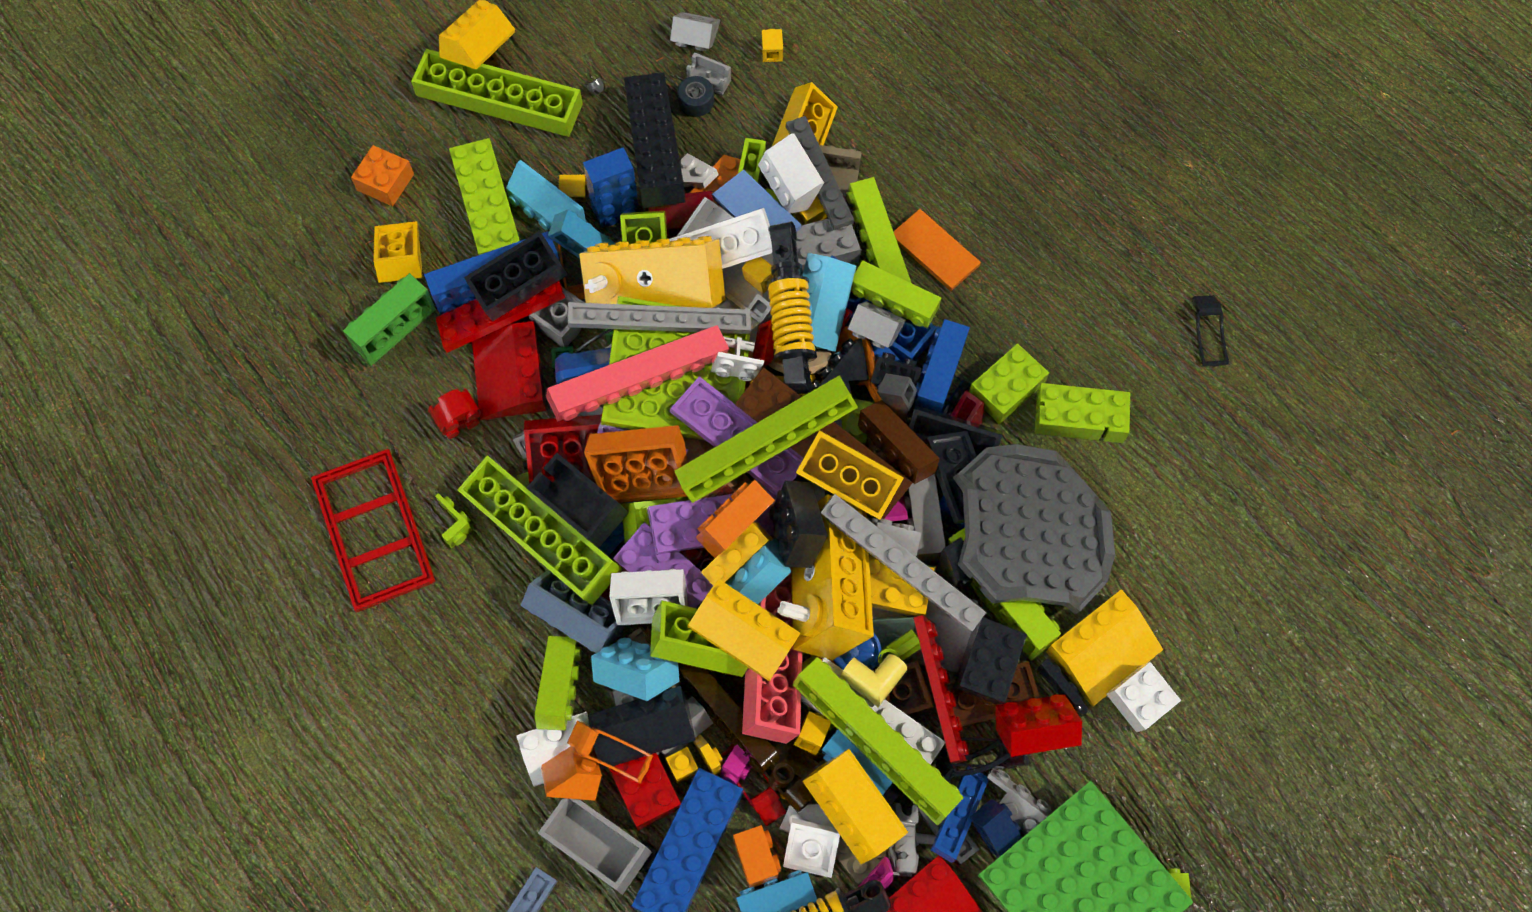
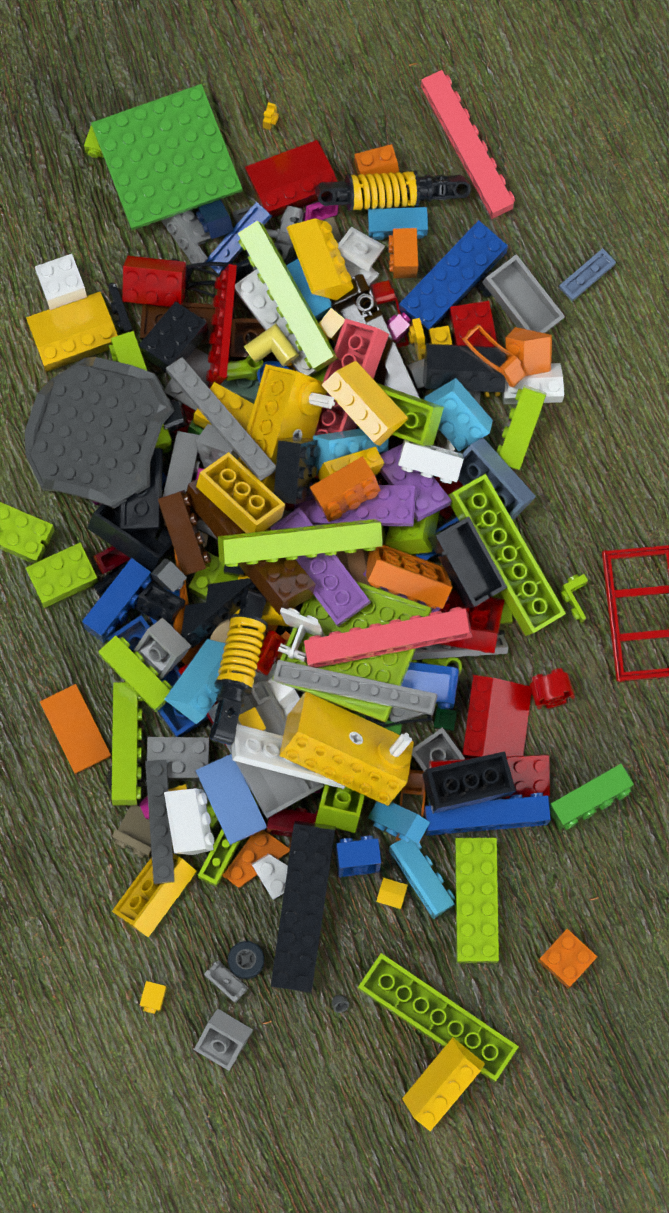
camera: 165 degrees left, 10 degrees up
(397, 251) = (569, 874): yellow slope -> none

